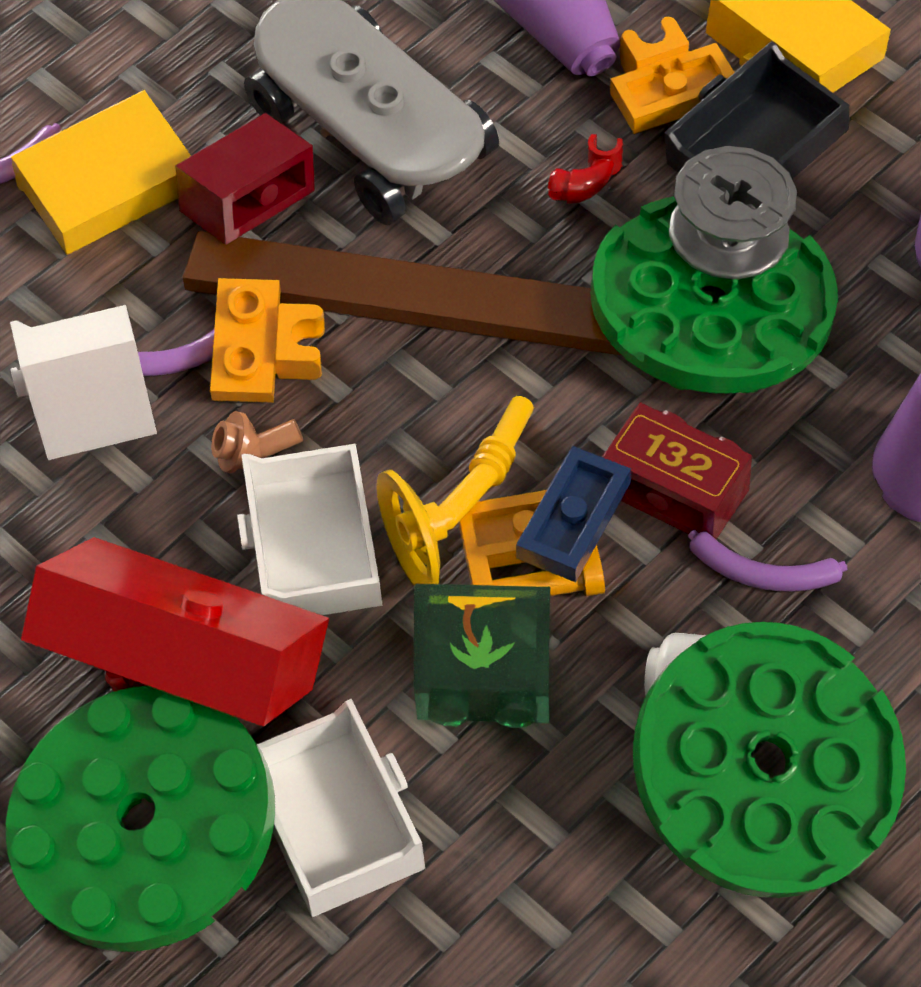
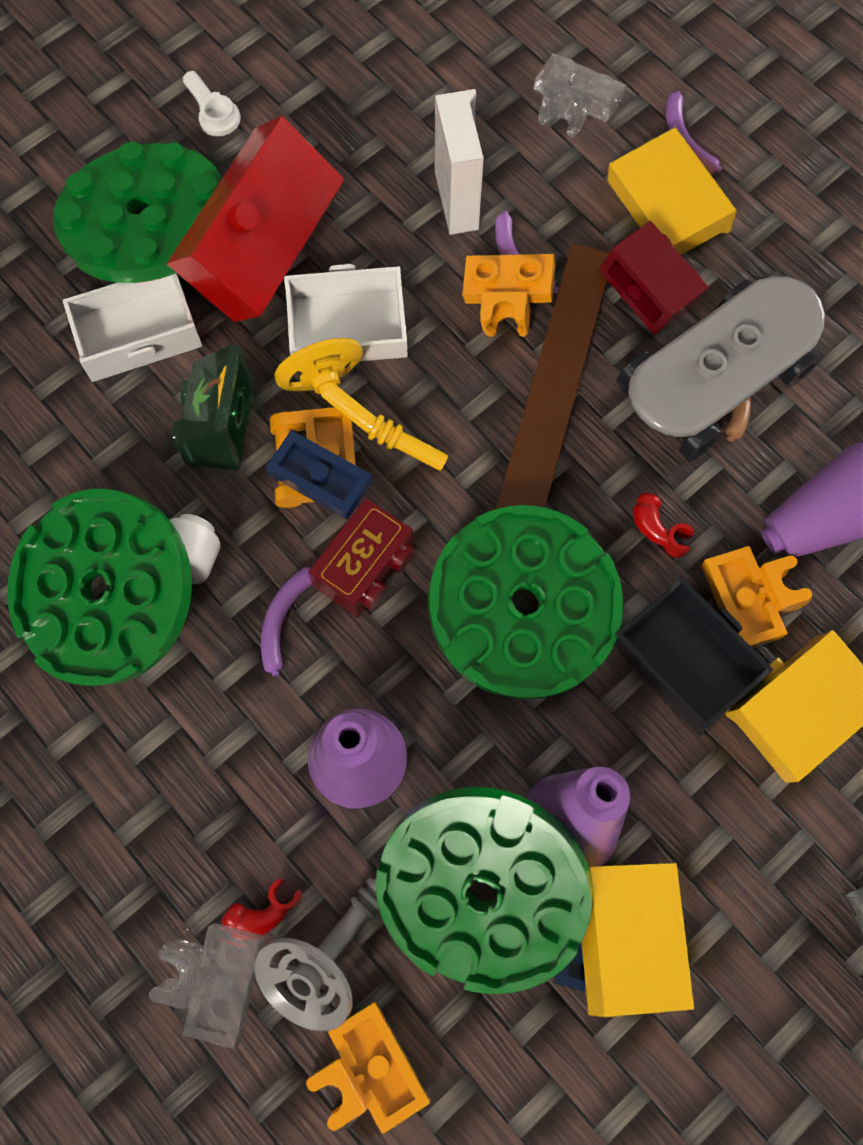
camera: 90 degrees right, 15 degrees up
(239, 437) = (427, 277): nougat plate -> none
(732, 212) = (606, 624): flat silver piece -> none

